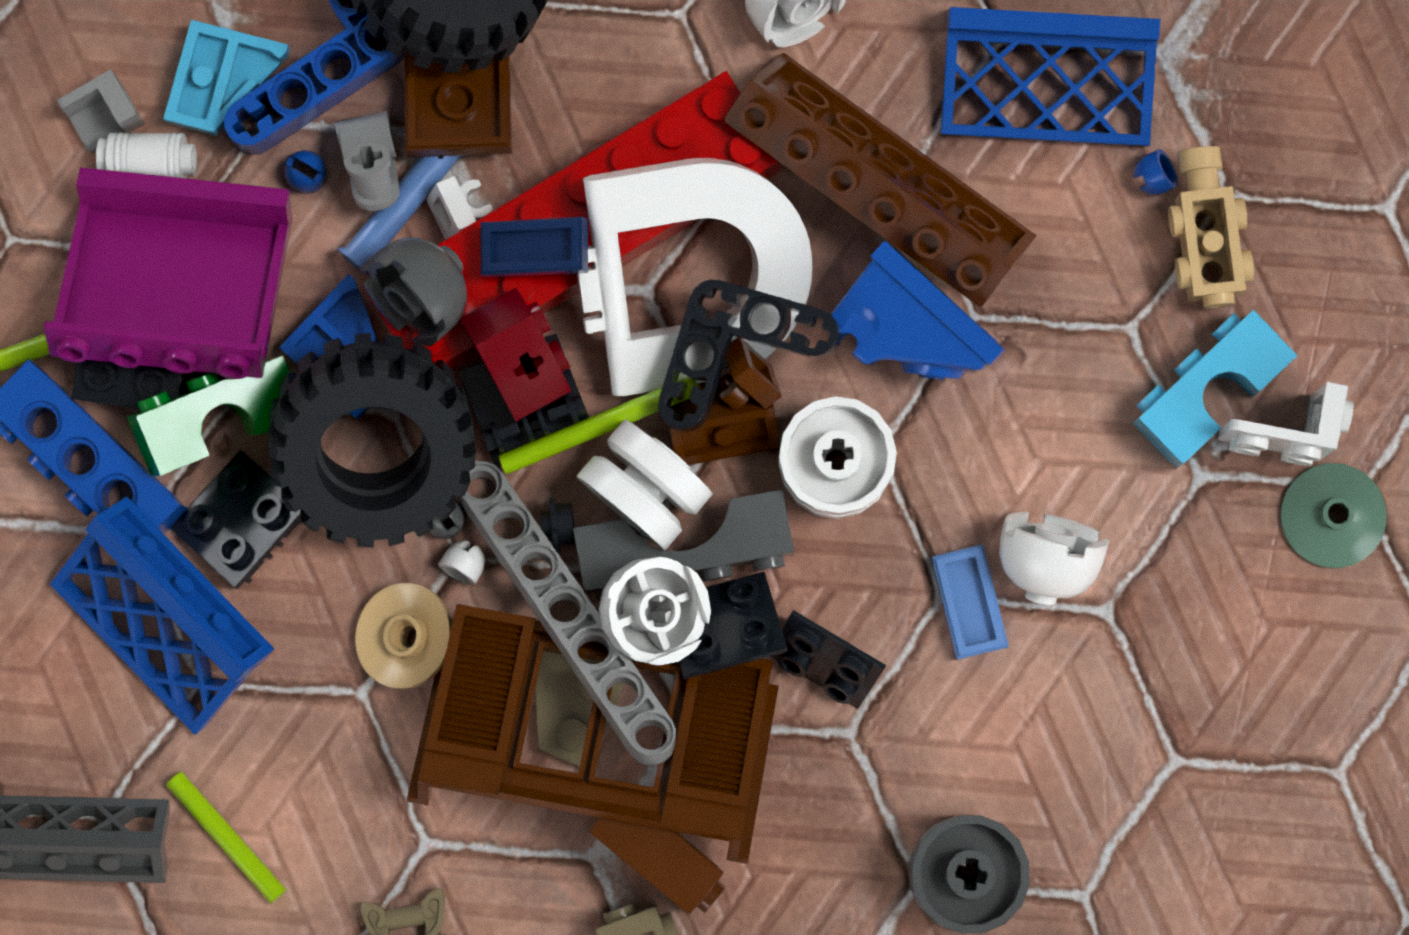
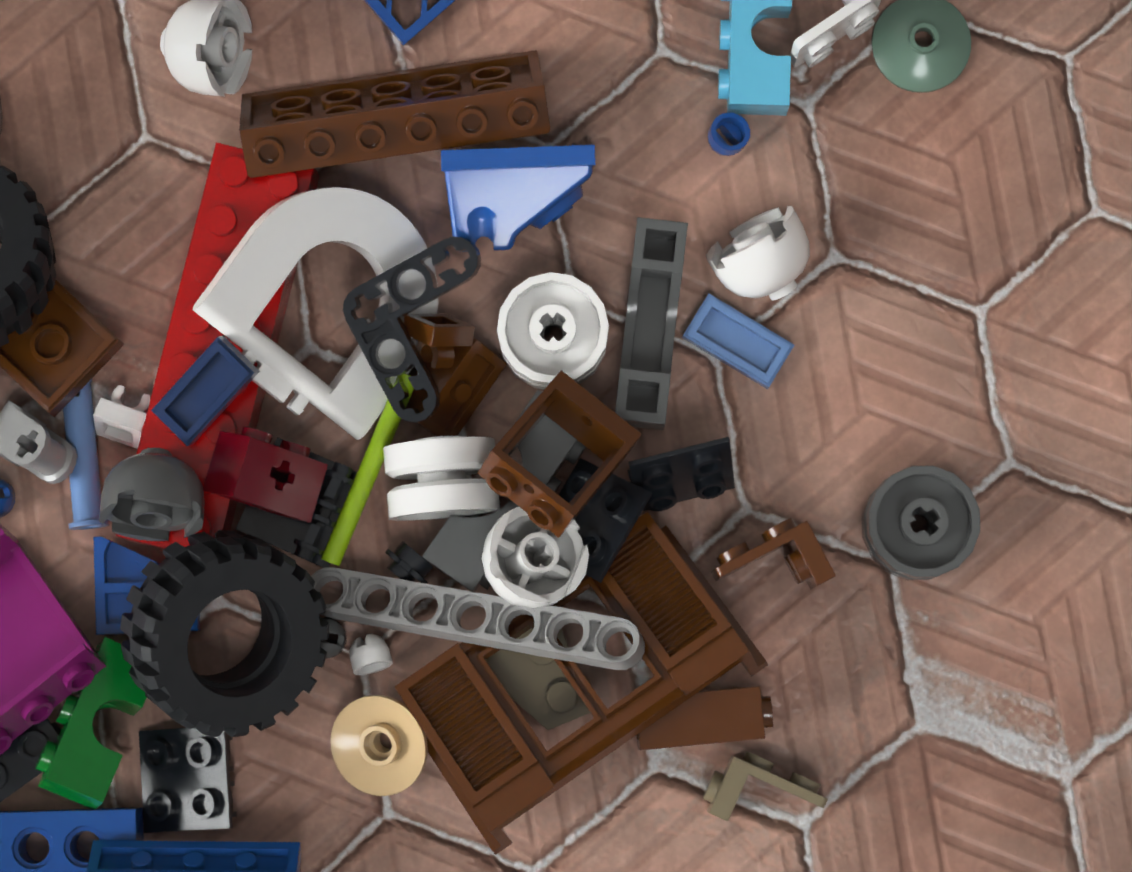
camera: 45 degrees left, 0 degrees up
(792, 545) = (570, 408): none -> reddish brown window
(852, 814) = (805, 561): none -> reddish brown bracket
(915, 524) = (651, 322): none -> dark grey arch
(1125, 440) = (735, 131): none -> blue hinge

